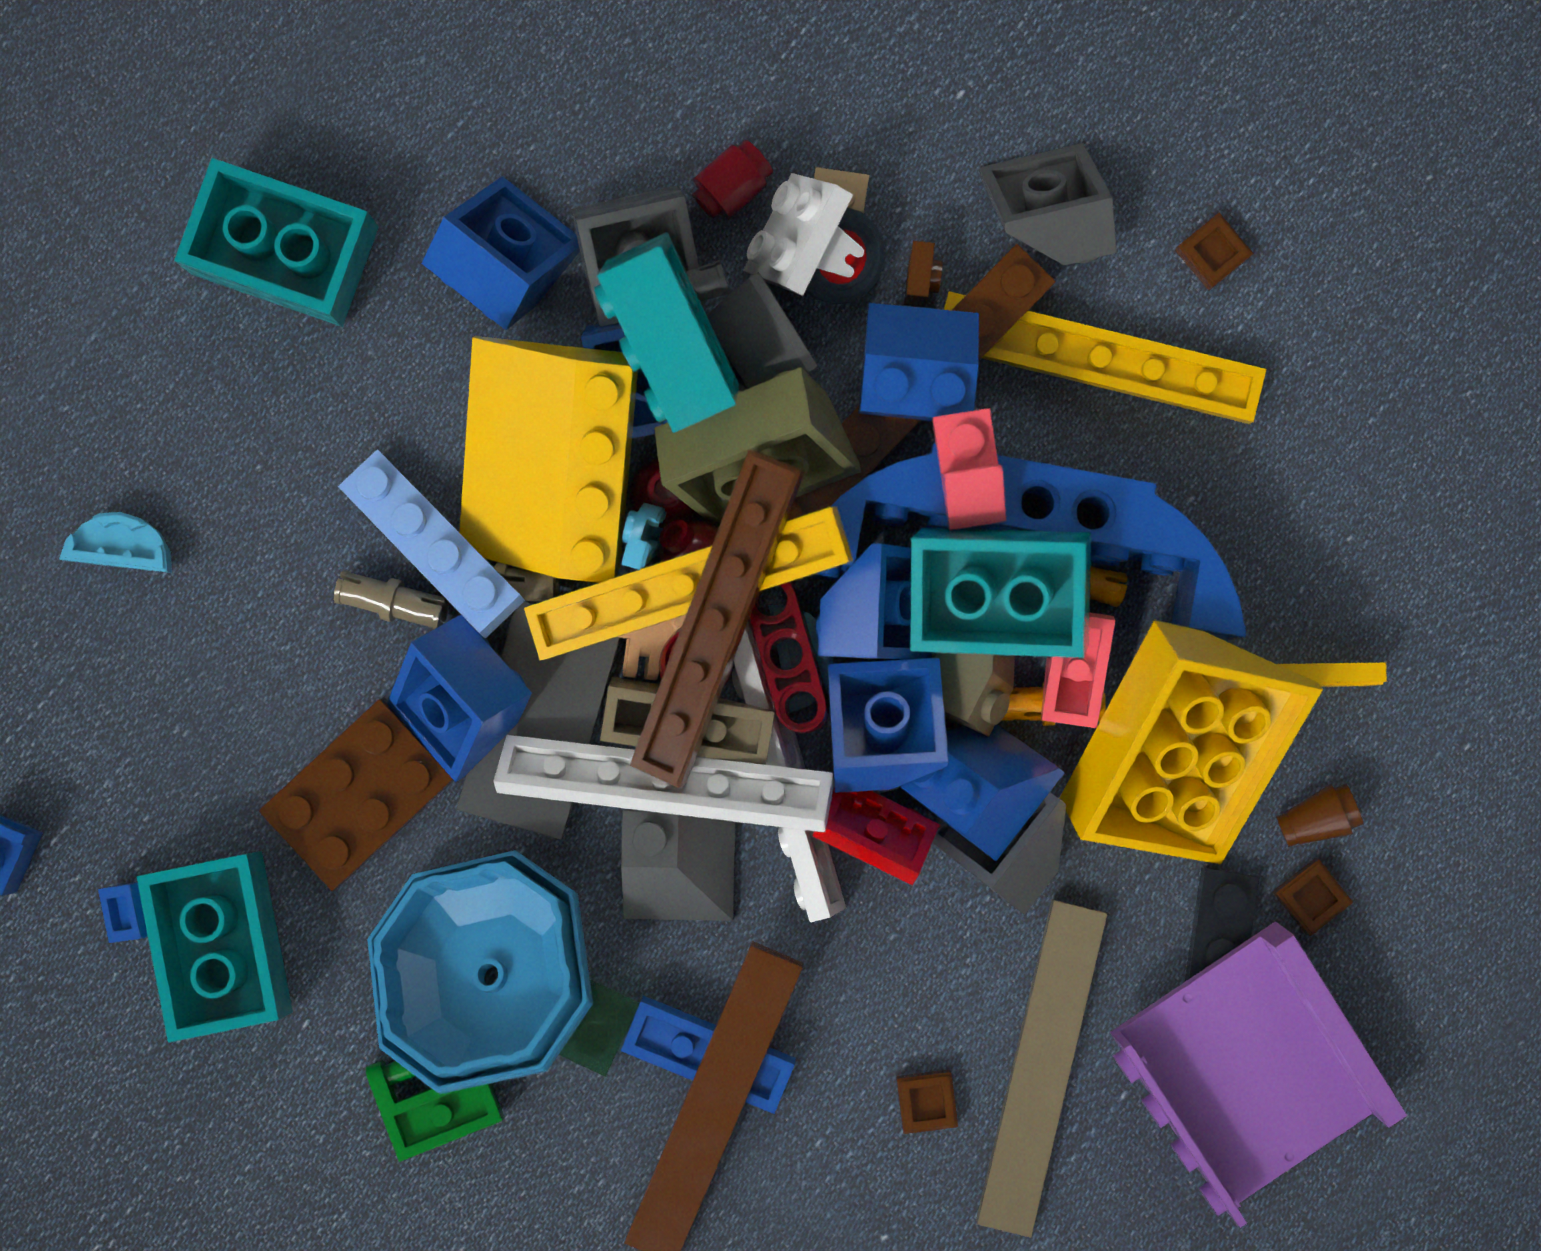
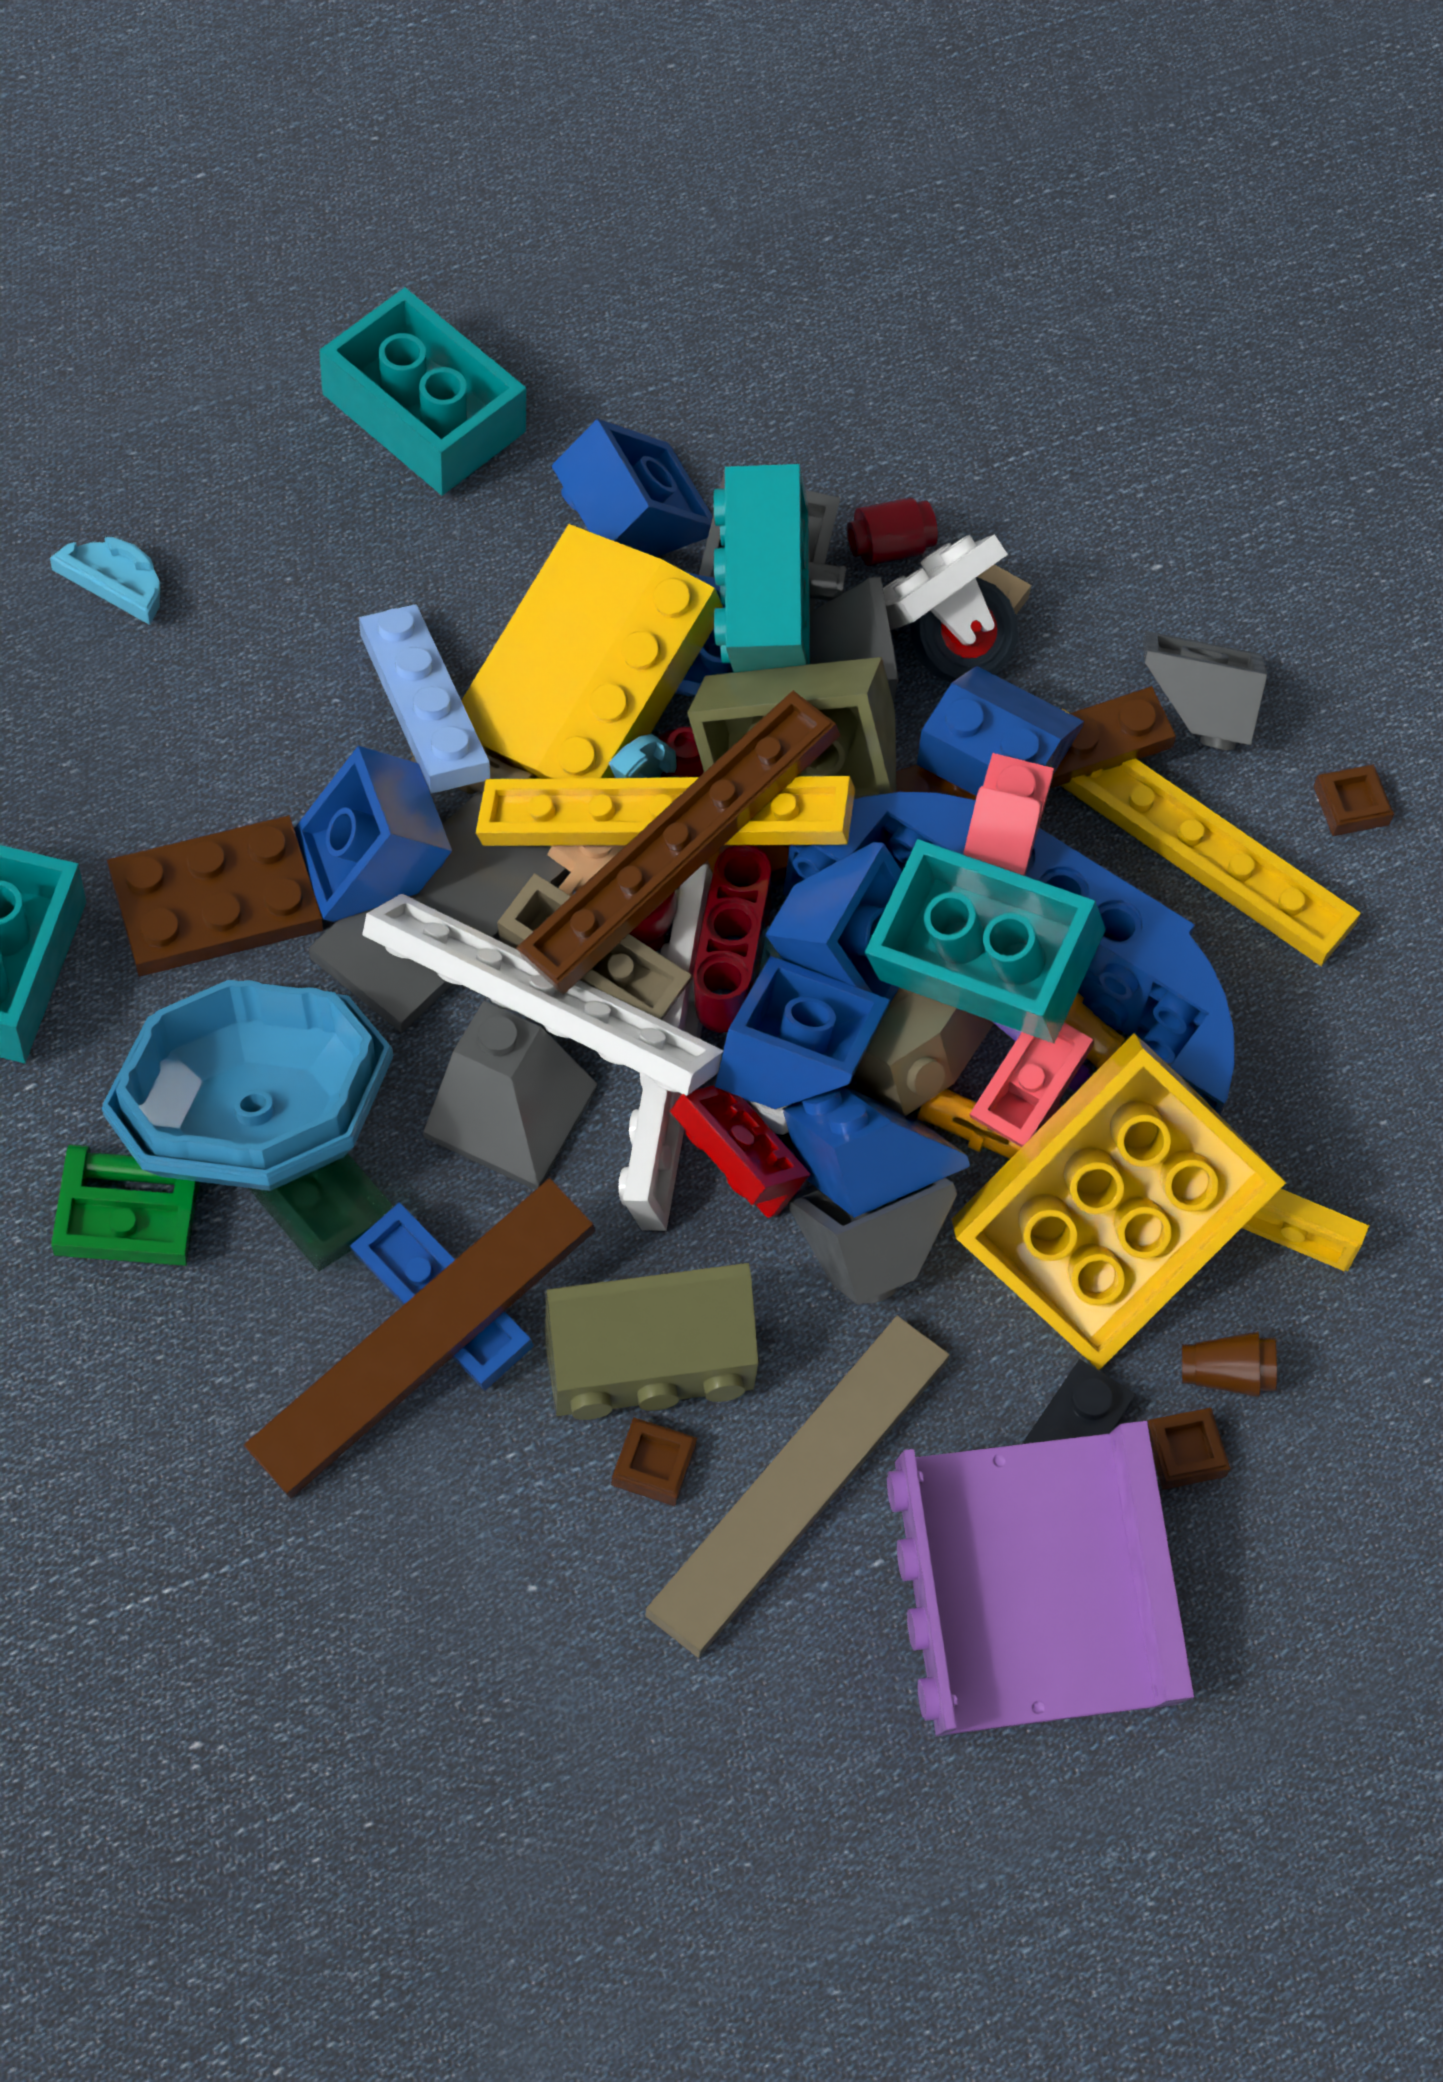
camera: 15 degrees right, 25 degrees down
(391, 599) = (344, 727): dark tan pin -> none
(886, 1029) = (651, 1341): none -> olive slope
(923, 274) = (1045, 675): reddish brown plate -> none

